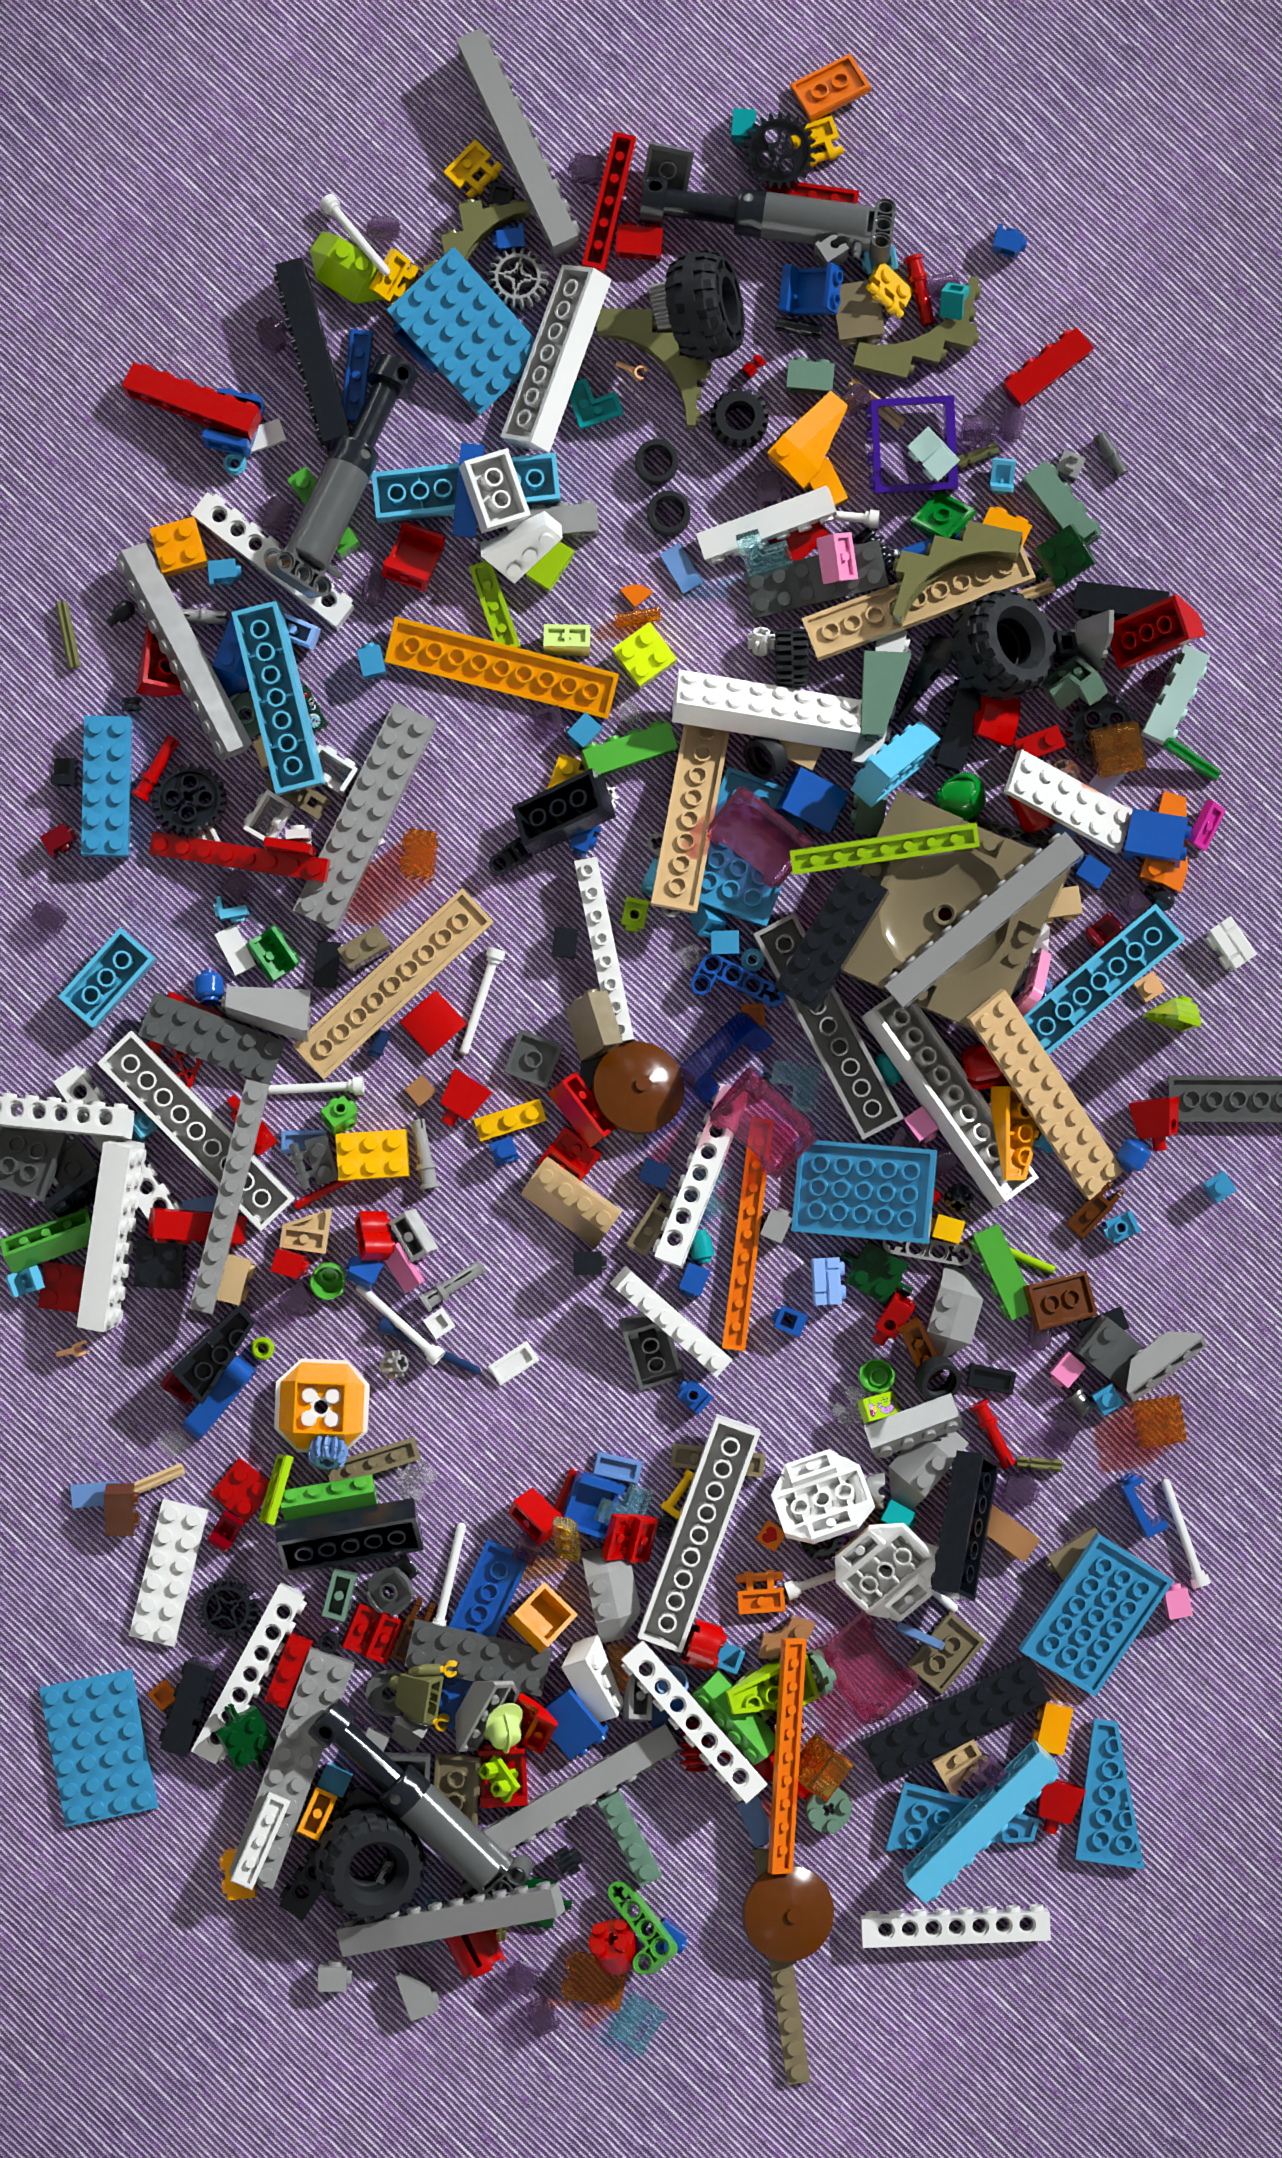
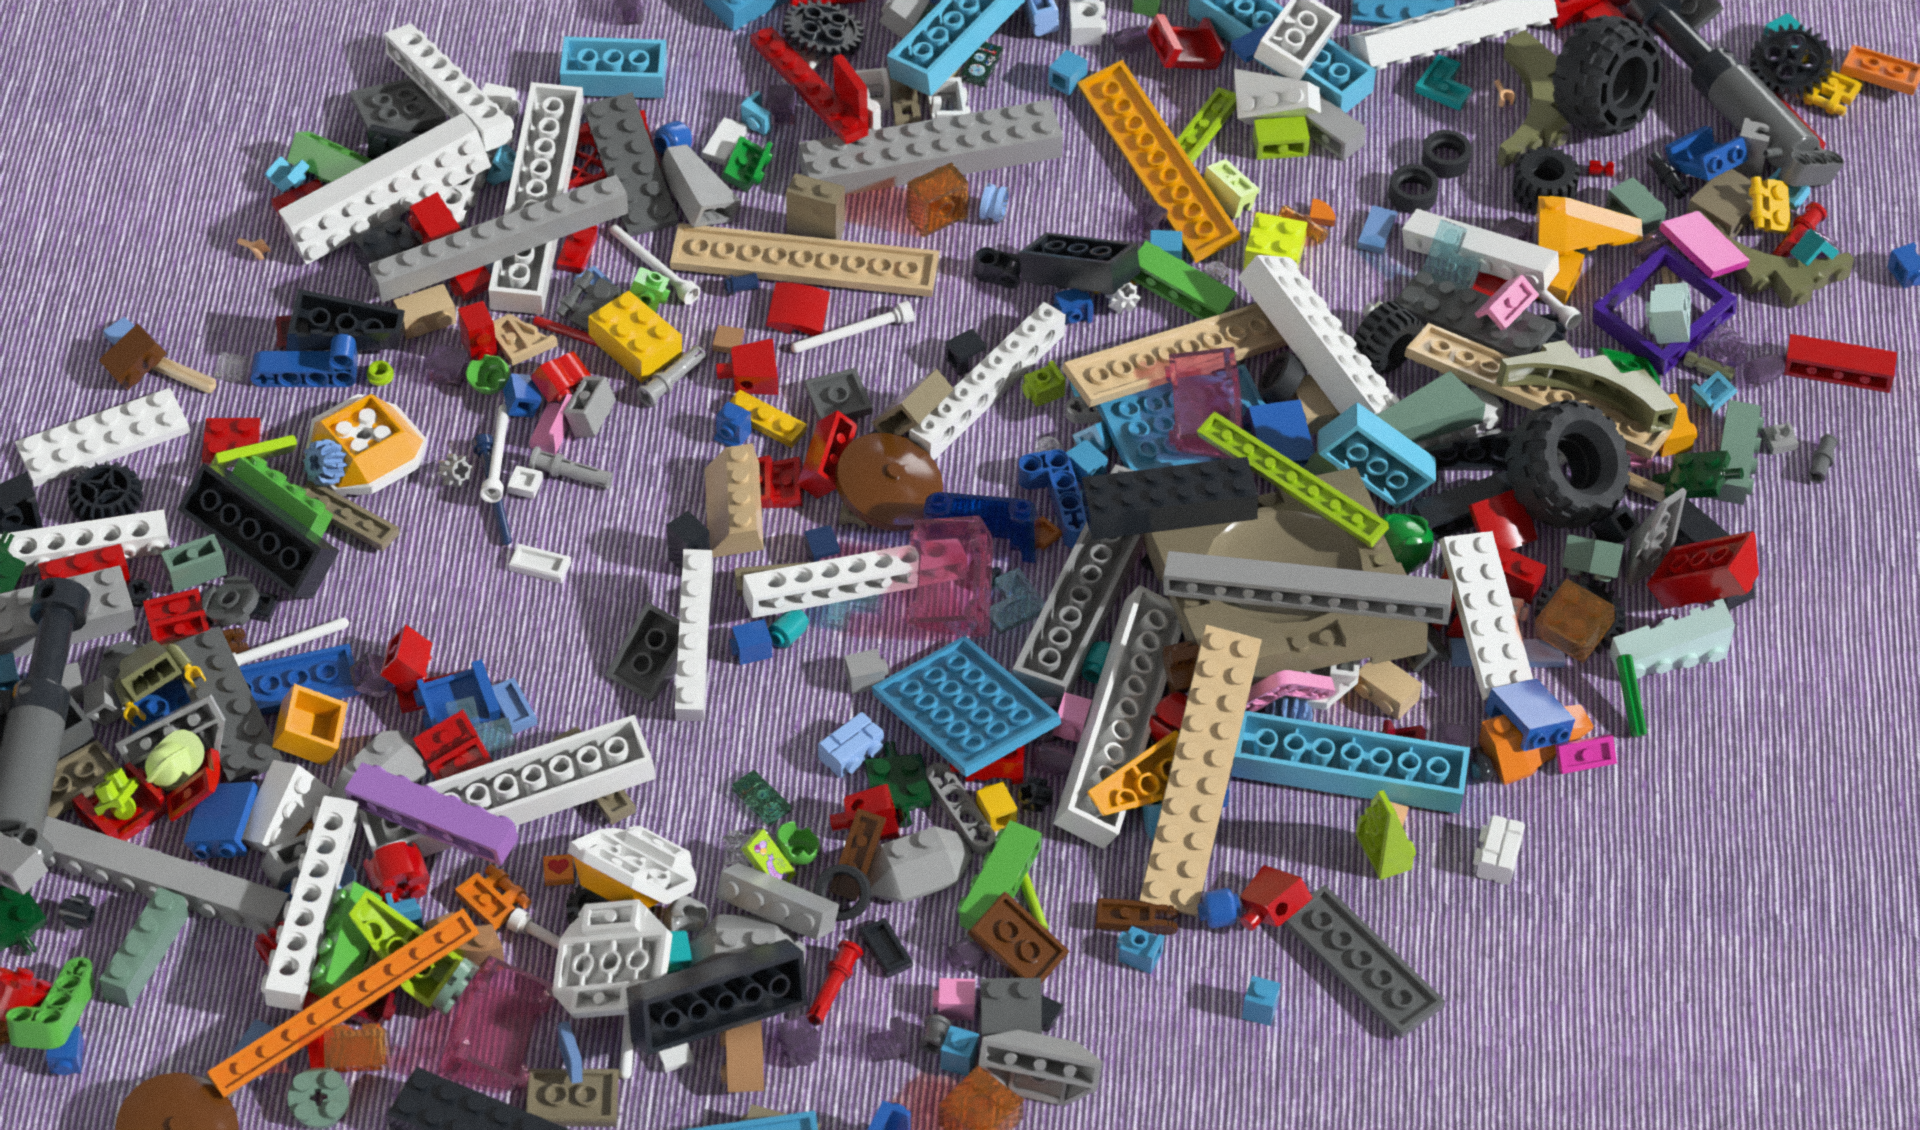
camera: 50 degrees right, 35 degrees down
(225, 1531) = (181, 449): dark red bracket -> none
(327, 964) = (768, 210): black tile -> none
(421, 1472) = (358, 551): clear hips -> none
(451, 815) = (994, 203): none -> light blue wheel
(566, 1538) = (405, 688): clear yellow plate -> none
(689, 1601) = (432, 813): none -> medium lavender brick
(700, 1402) = (644, 710): blue brick -> none
(744, 1253) = (808, 669): orange plate -> none
(797, 1324) = (785, 741): blue brick -> none
(817, 1366) = (761, 797): none -> clear green tile
(892, 373) = (1704, 244): none -> tile
(957, 1037) = (1179, 665): none -> reddish brown brick
(1037, 1463) = (840, 1045): olive axle -> none
(1091, 871) = (1445, 694): blue brick -> none

